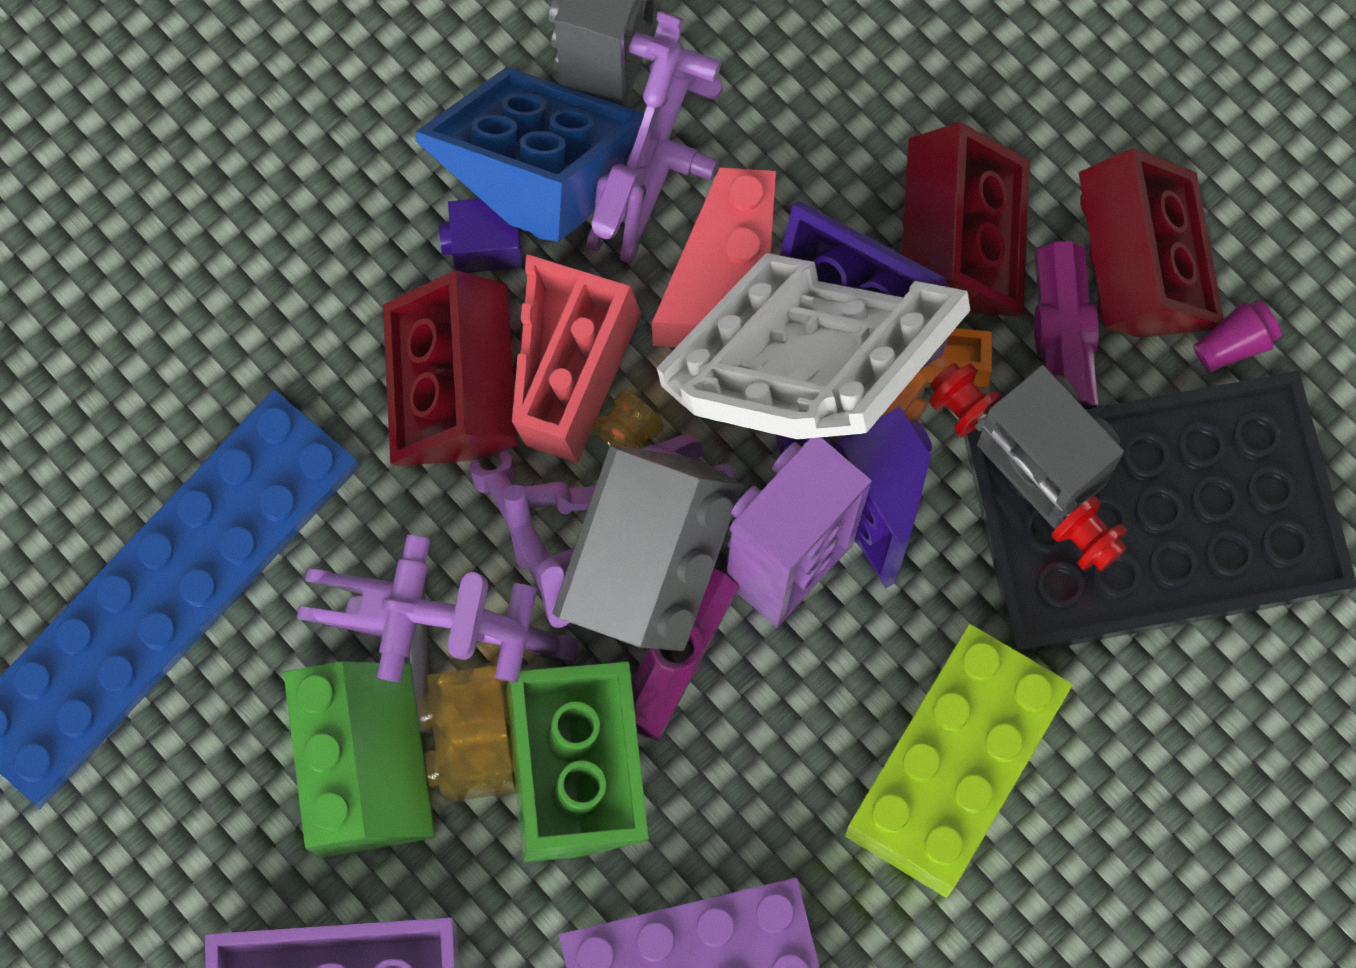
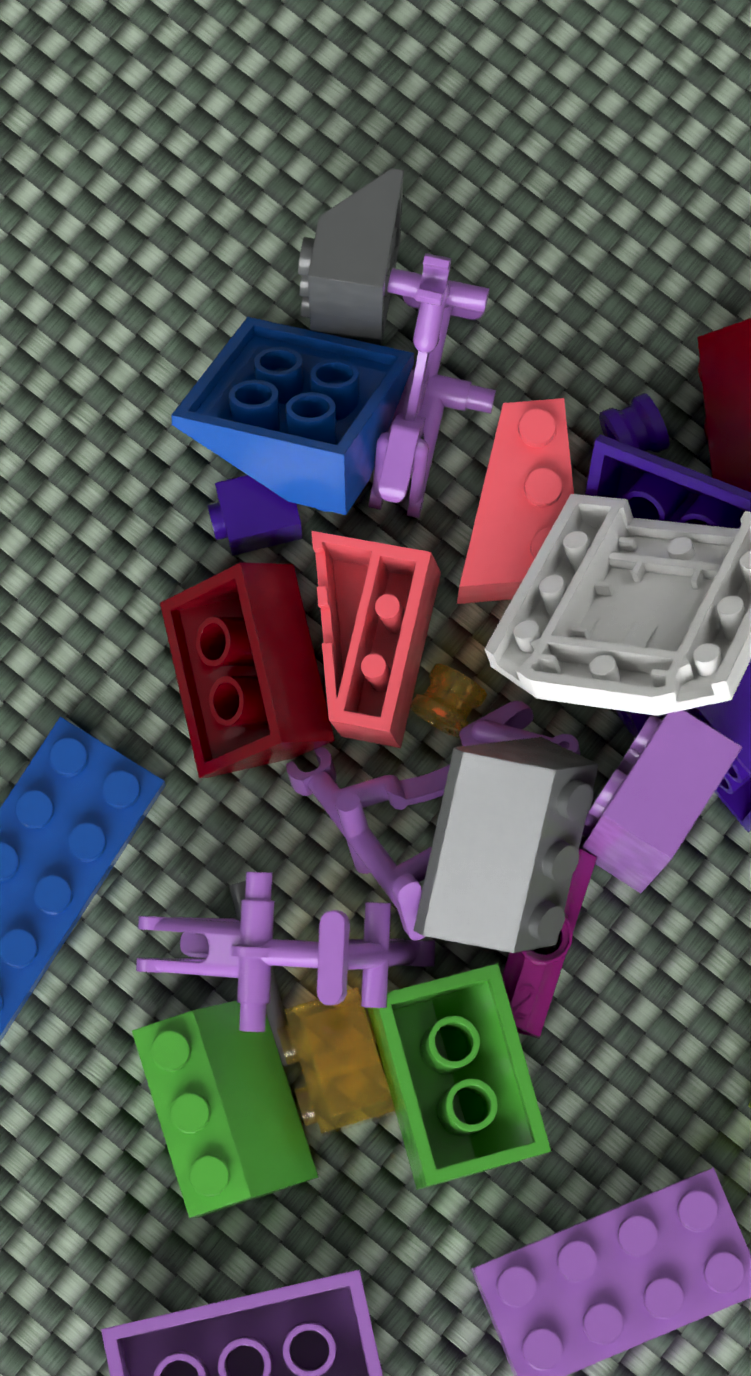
camera: 10 degrees left, 5 degrees up
(842, 205) = (636, 425): none -> dark purple wheel

